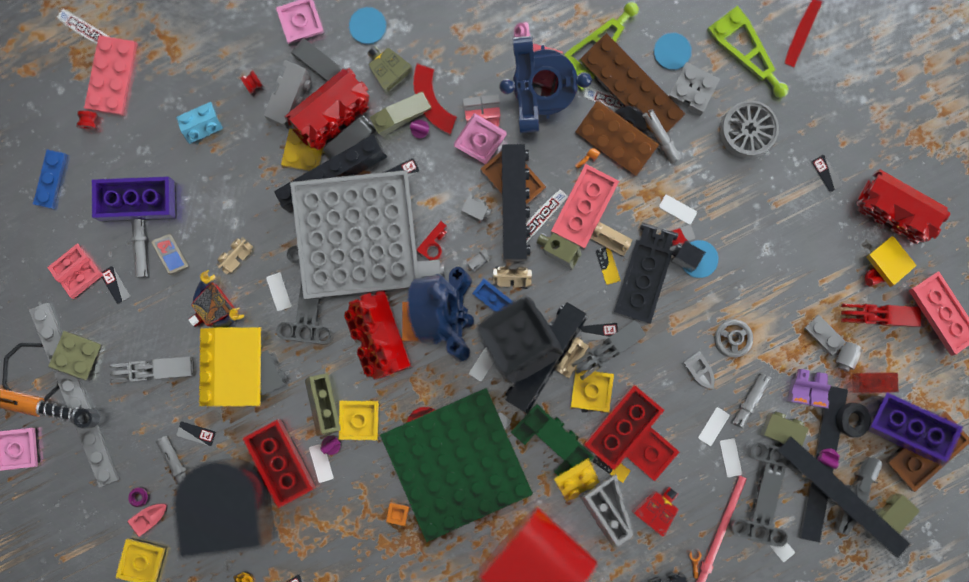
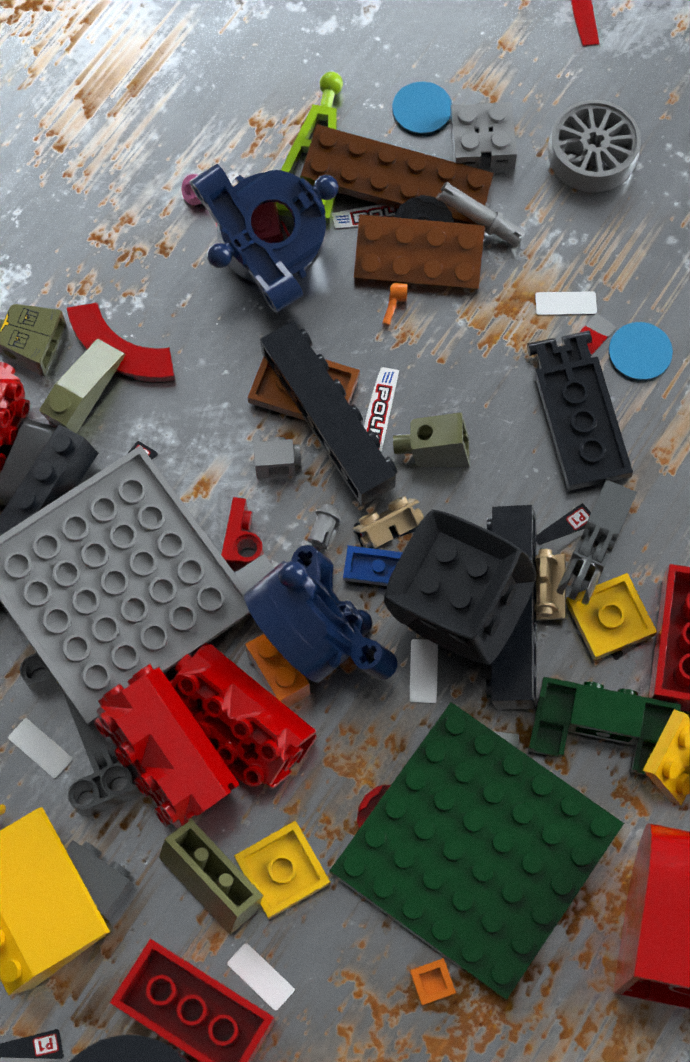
camera: 30 degrees left, 15 degrees down
(330, 445) = (260, 936): magenta plate -> none
(332, 334) = (165, 746): none -> red brick
(419, 129) = (124, 393): magenta plate -> none
(480, 138) = (222, 354): bright pink plate -> none
(490, 106) = (202, 320): hips -> none
(585, 206) = (431, 362): coral plate -> none
(608, 265) = (517, 432): yellow sticker -> none
(611, 239) = (499, 391): tan hinge -> none
(687, 256) = (624, 346): black brick -> none
(727, 26) = (479, 31): lime plate -> none

